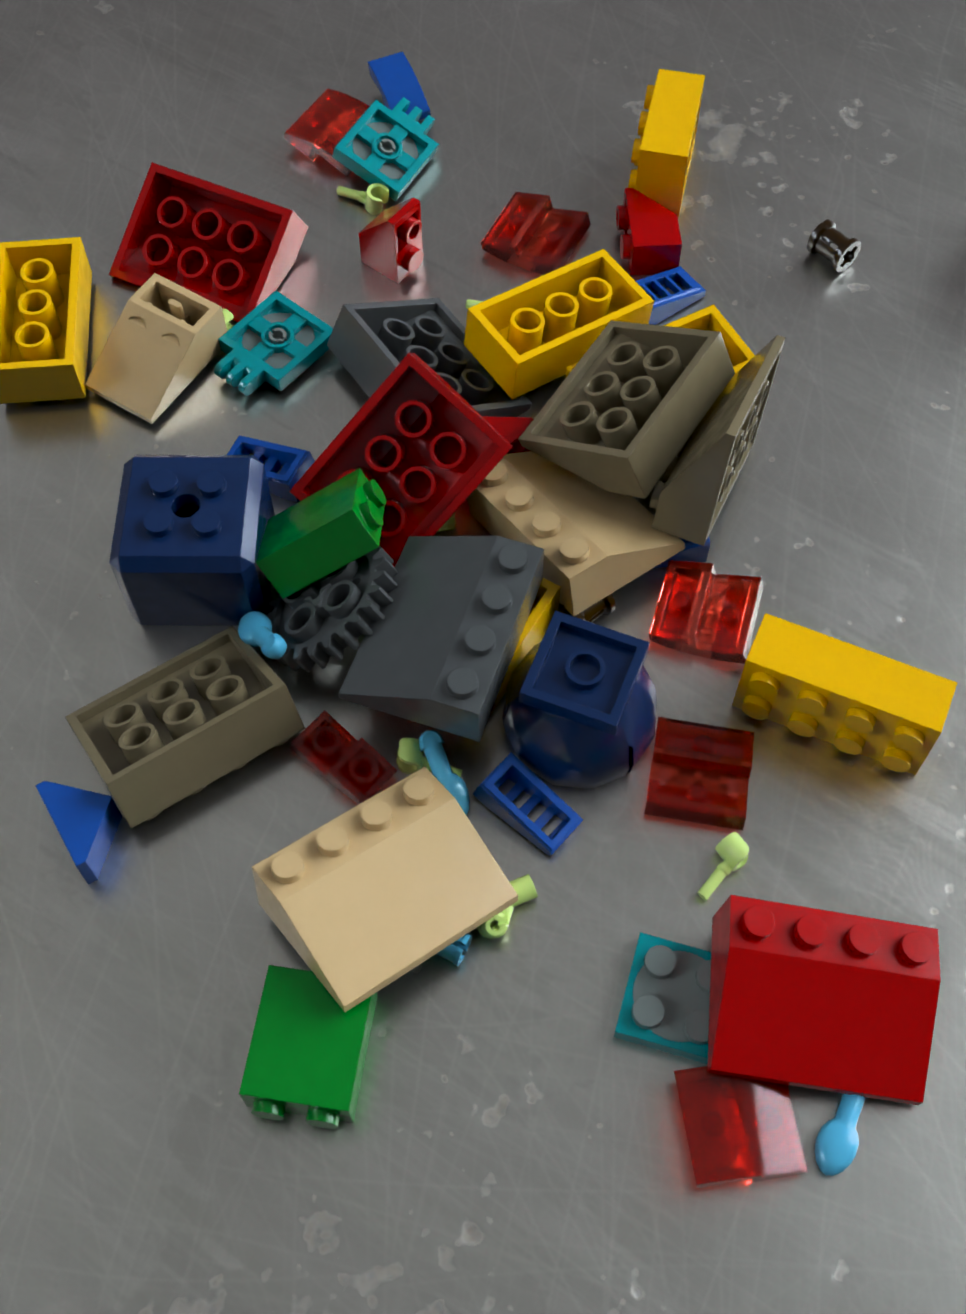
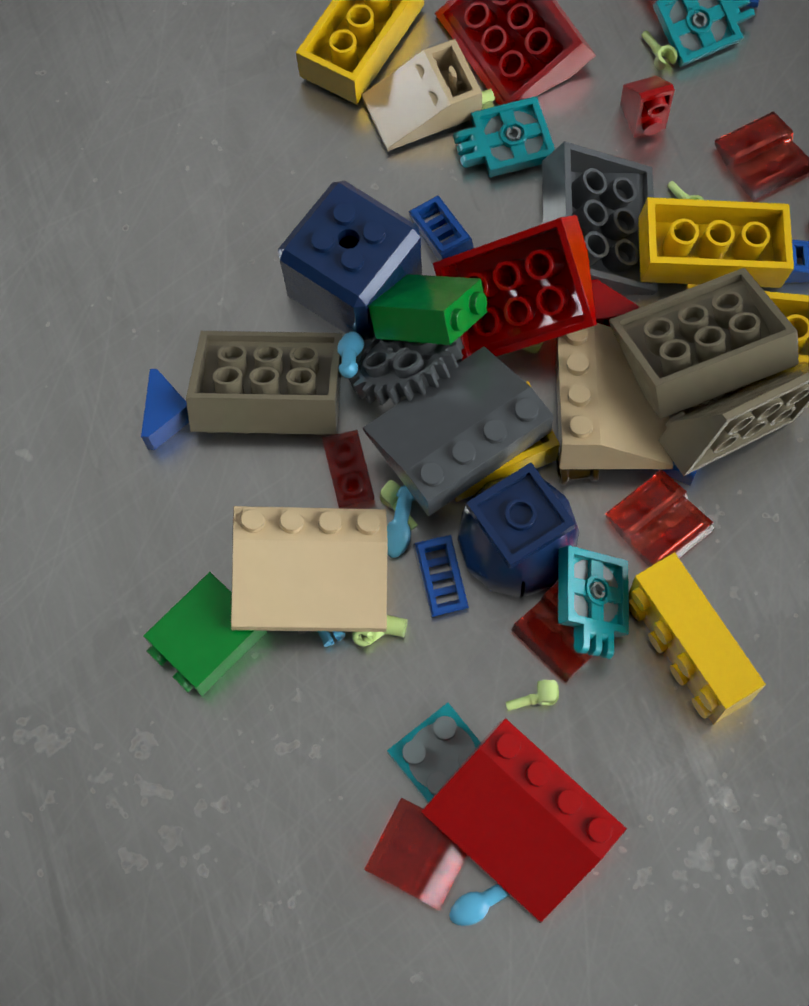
camera: 40 degrees right, 10 degrees up
(713, 719) = (593, 599): none -> teal piece

